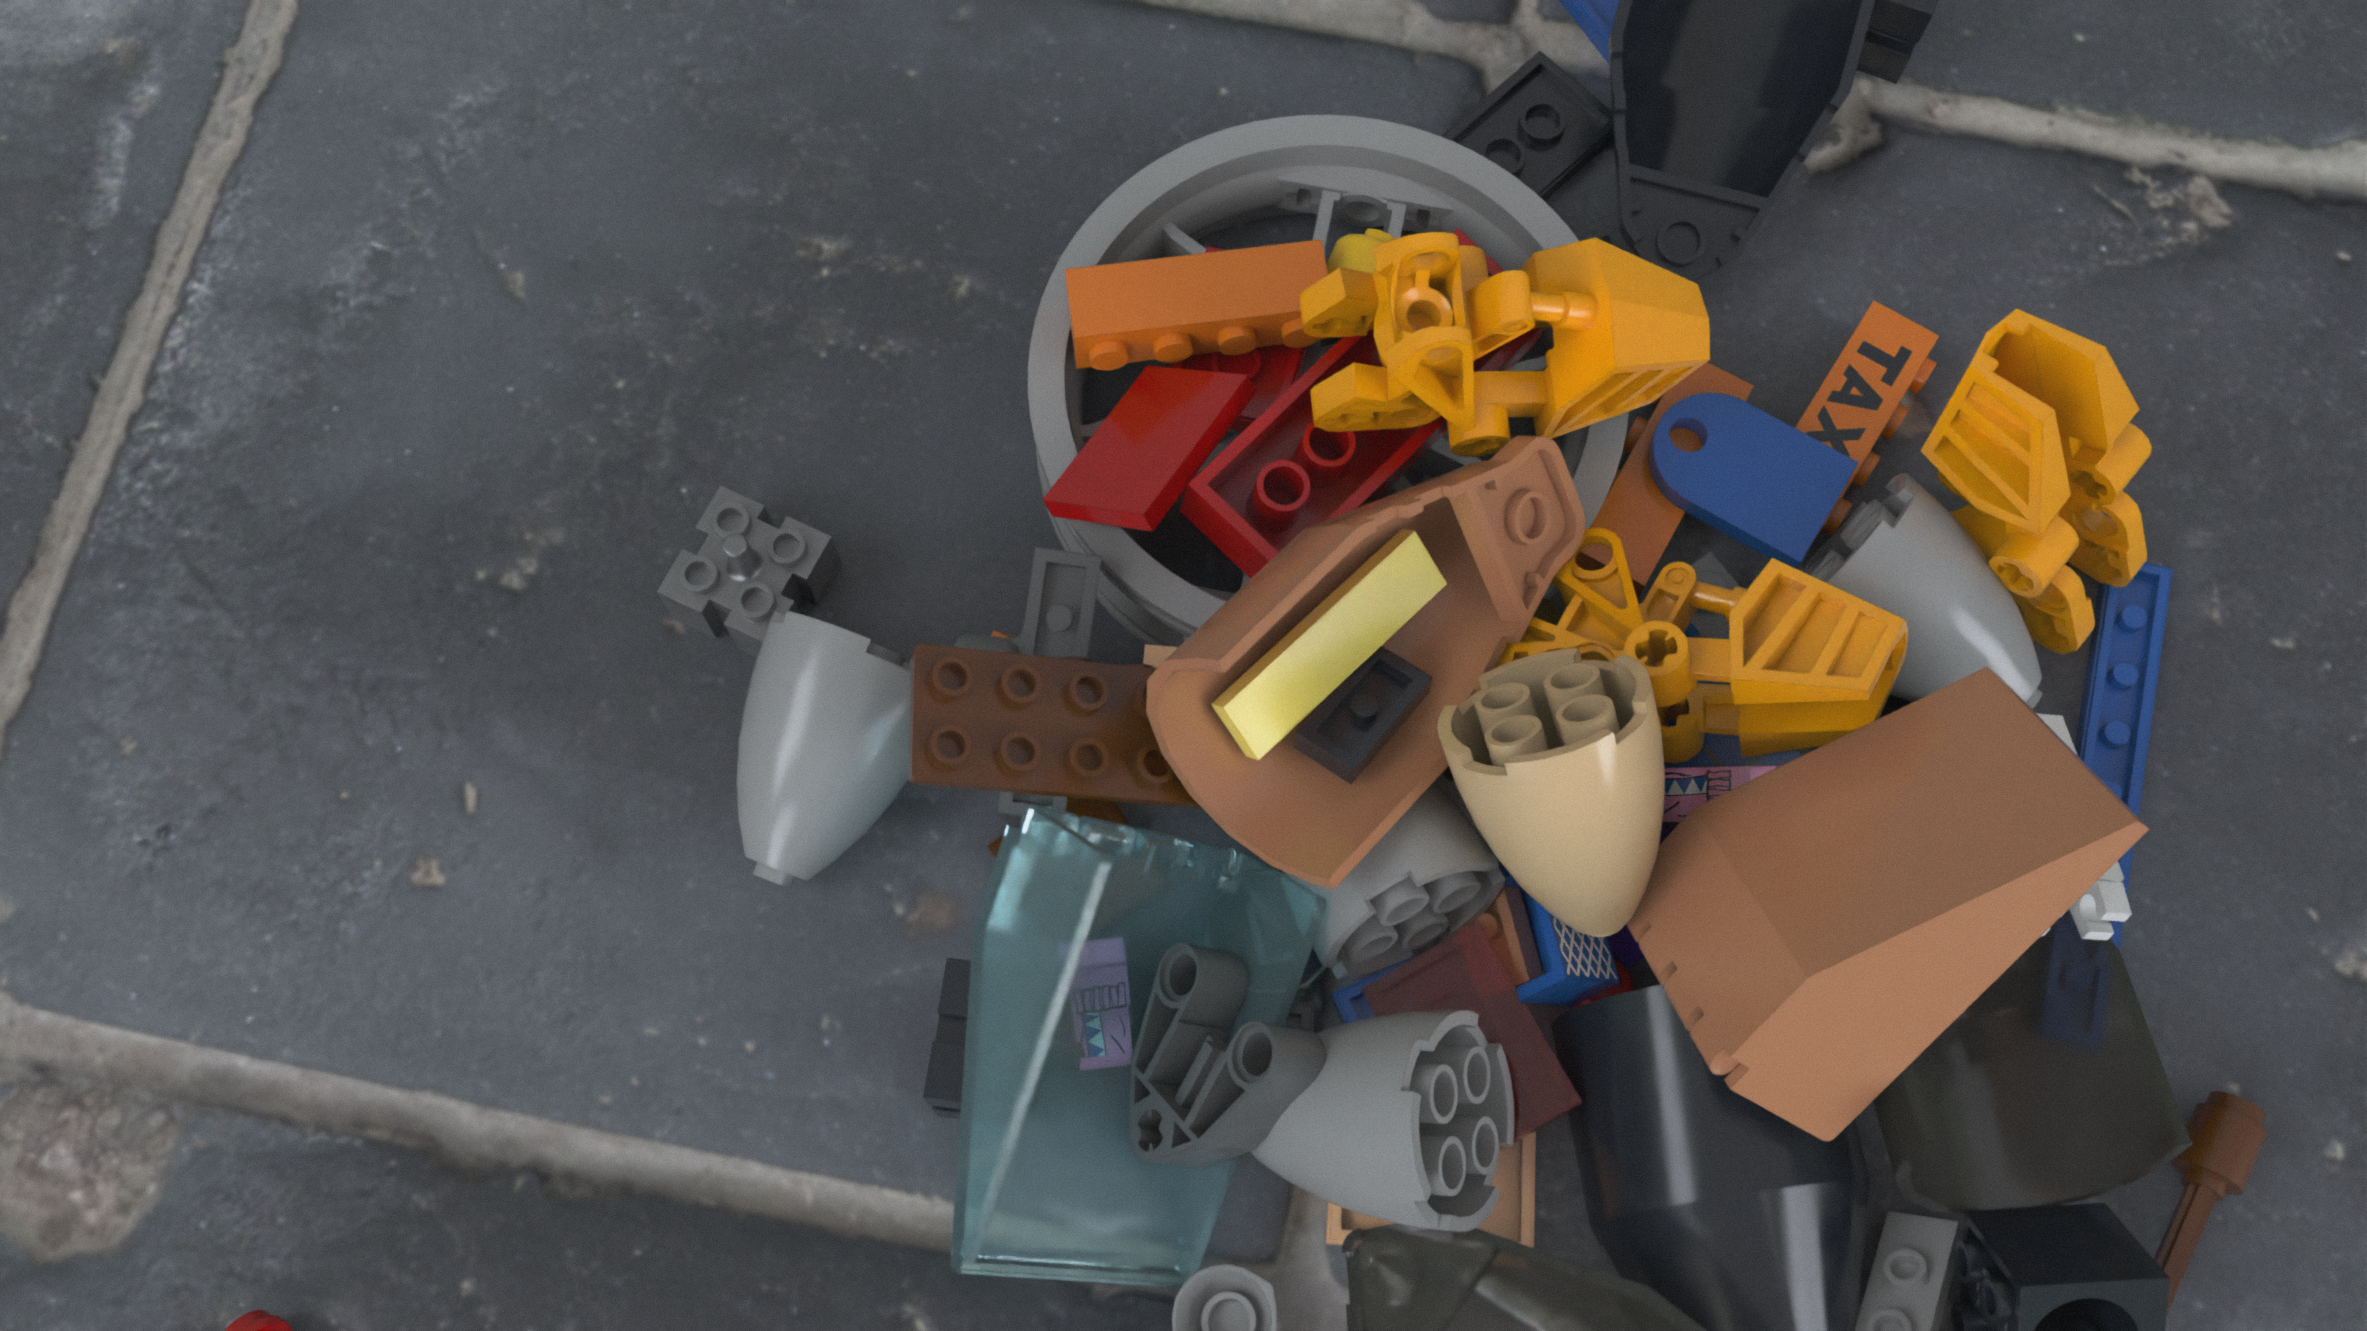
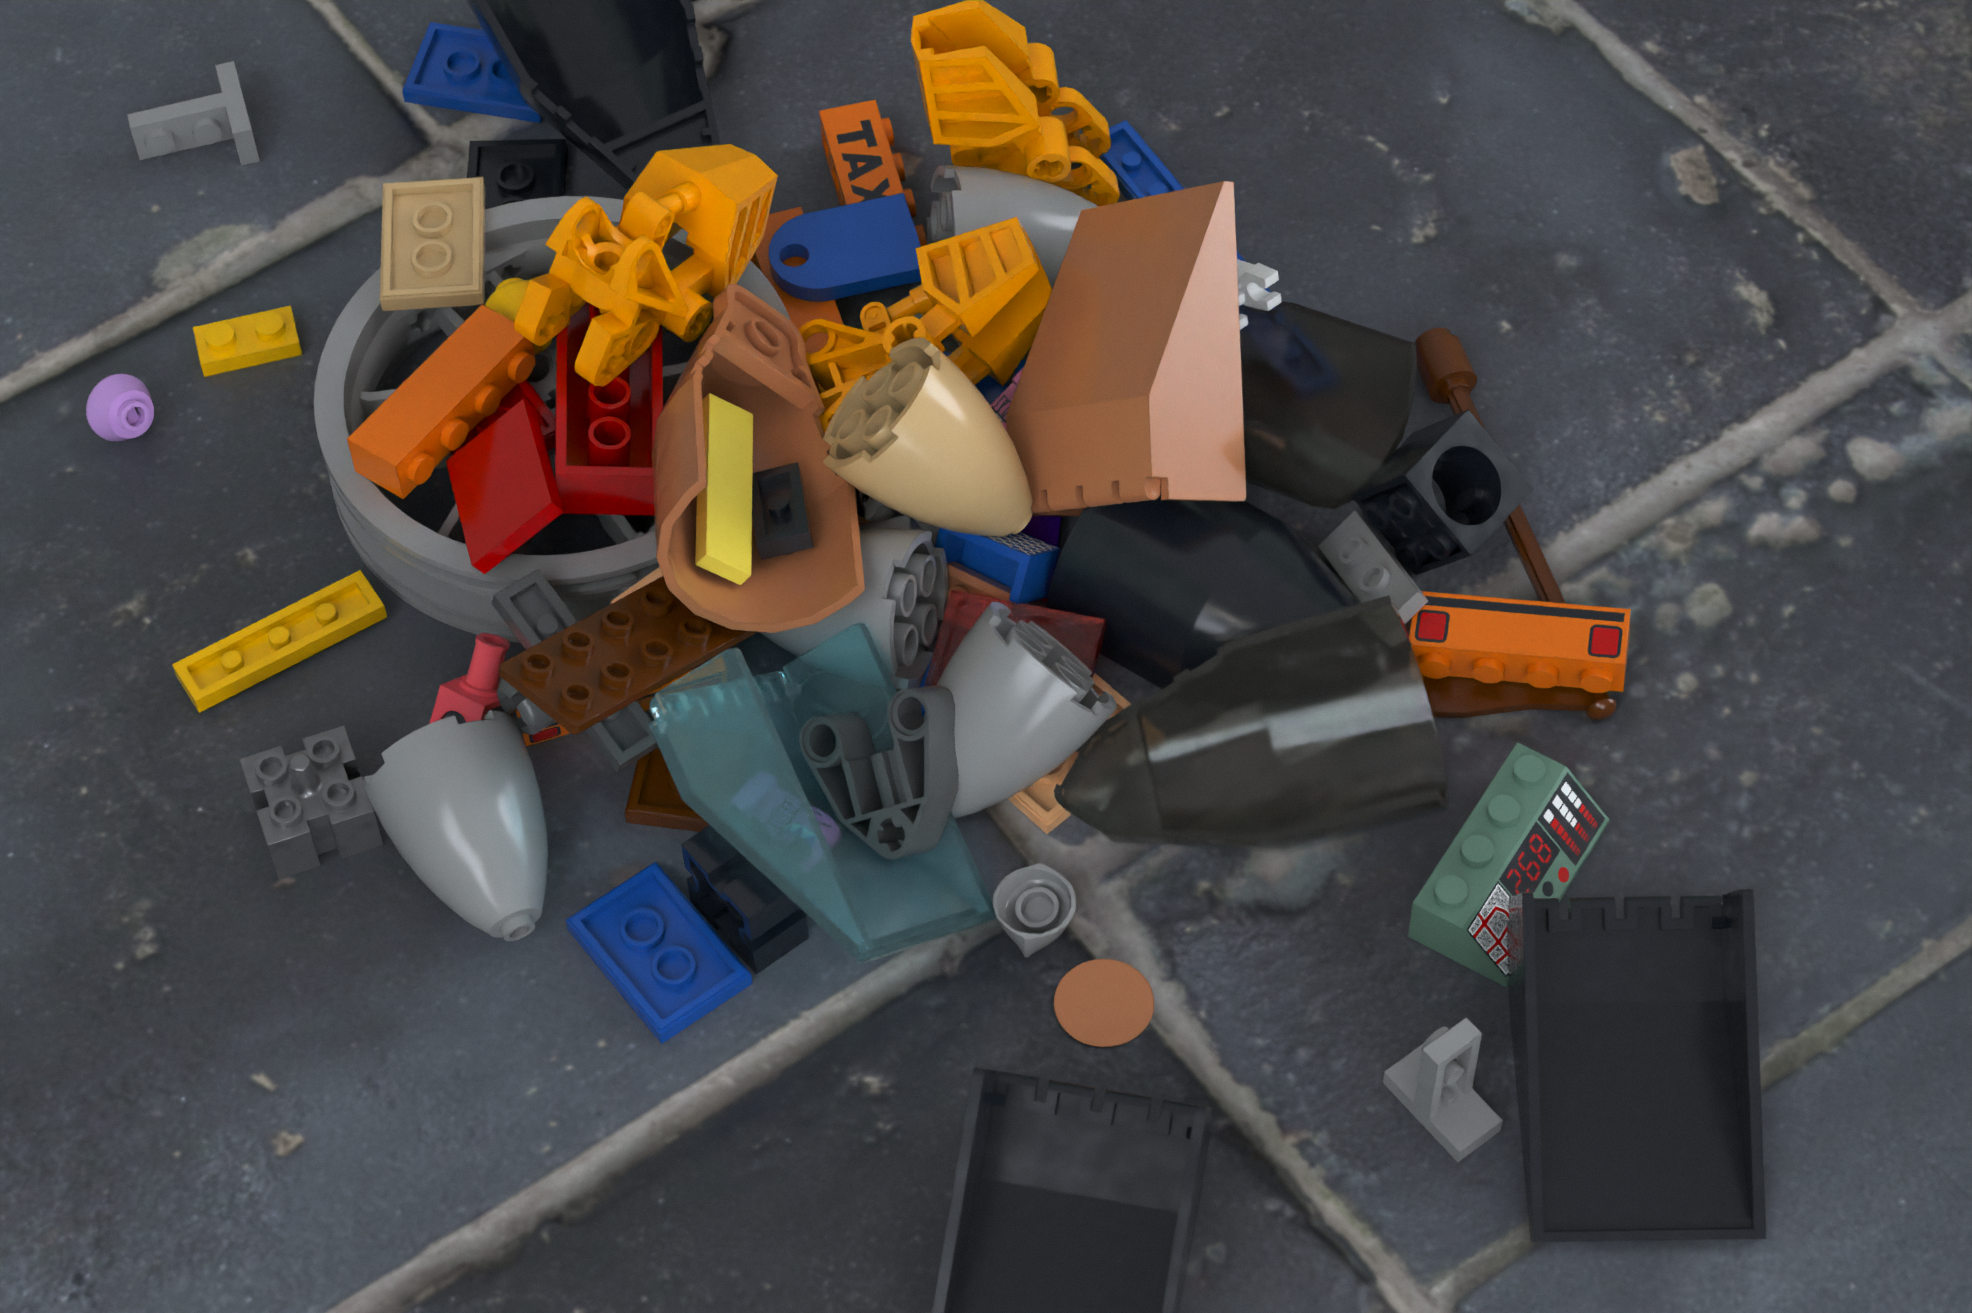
camera: 45 degrees left, 15 degrees down
(875, 1010) = (658, 952): none -> blue tile
(891, 395) = (279, 641): none -> yellow plate
(977, 604) = (477, 690): none -> coral bracket
(990, 53) = (119, 408): none -> lavender cone
(1163, 80) = (247, 341): none -> yellow plate
(1362, 134) = (433, 244): none -> tan tile

